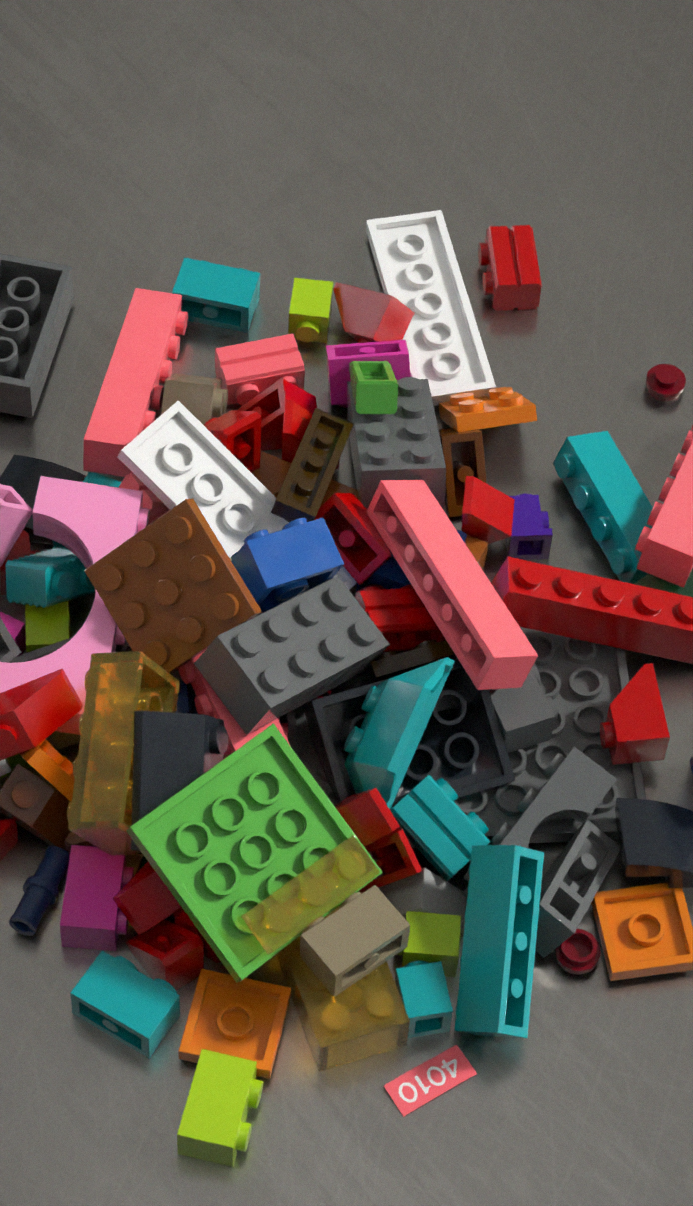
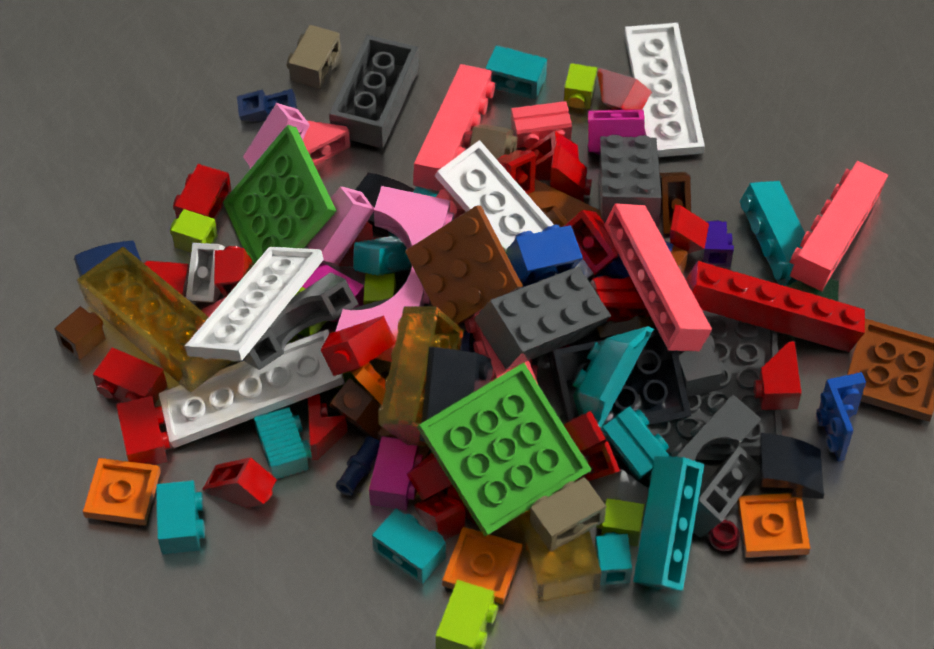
camera: 10 degrees right, 0 degrees up
(310, 894) = (539, 480): clear yellow plate -> none
(312, 467) = (569, 191): dark brown plate -> none
(373, 387) = (617, 140): bright green slope -> none
(429, 1080) = (613, 614): coral sticker -> none
(497, 409) = (704, 161): orange plate -> none
(511, 267) = (724, 65): red brick -> none
(665, 382) = (824, 150): dark red plate -> none

